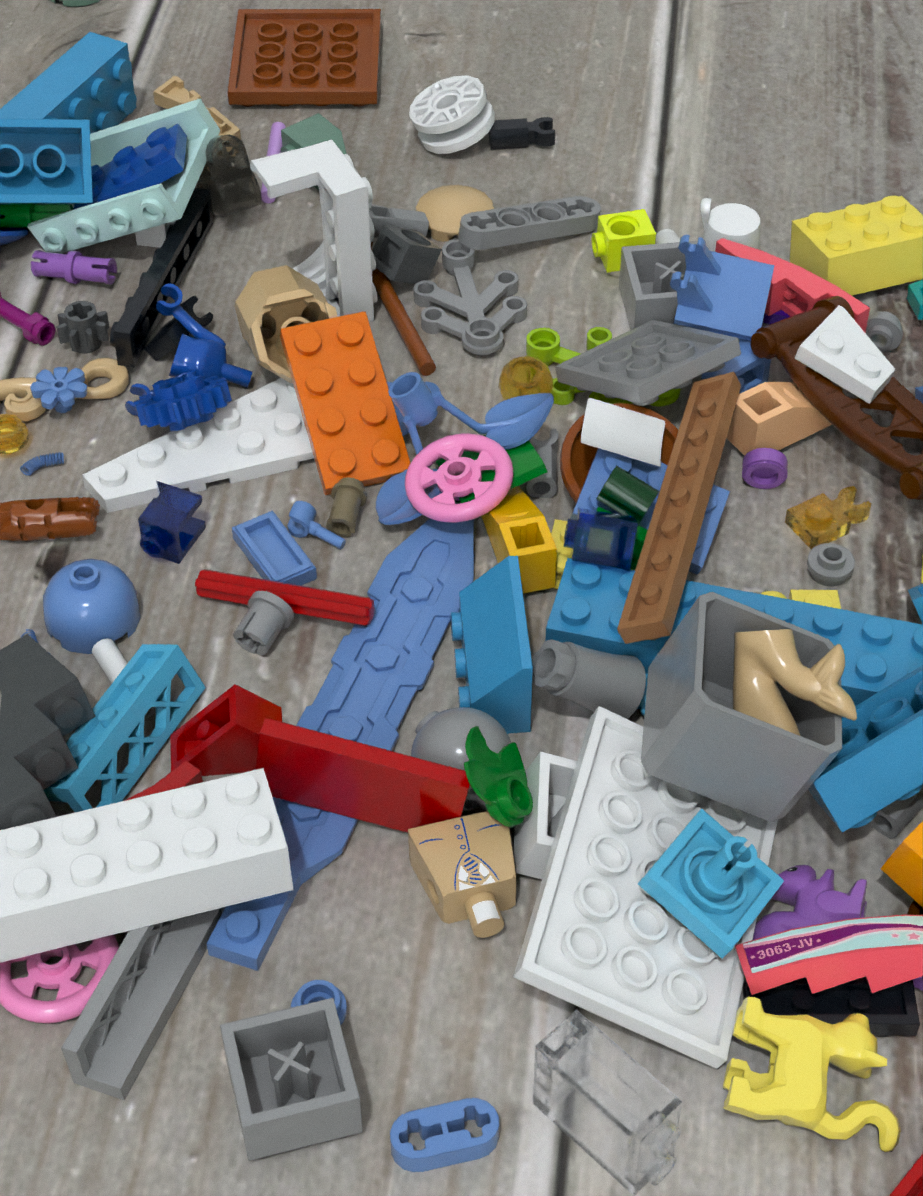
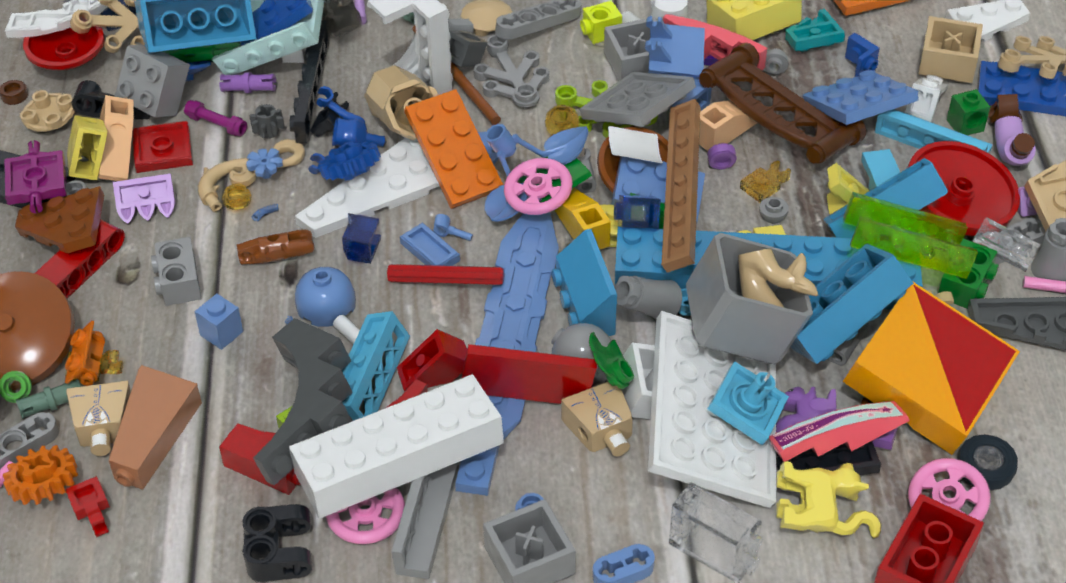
camera: 10 degrees left, 0 degrees up
(263, 622) = (436, 291): light grey bush -> none
(348, 497) = (468, 208): dark tan pin -> none
(627, 494) = (646, 182): dark green piece -> none
(846, 356) = (760, 80): white wing -> none

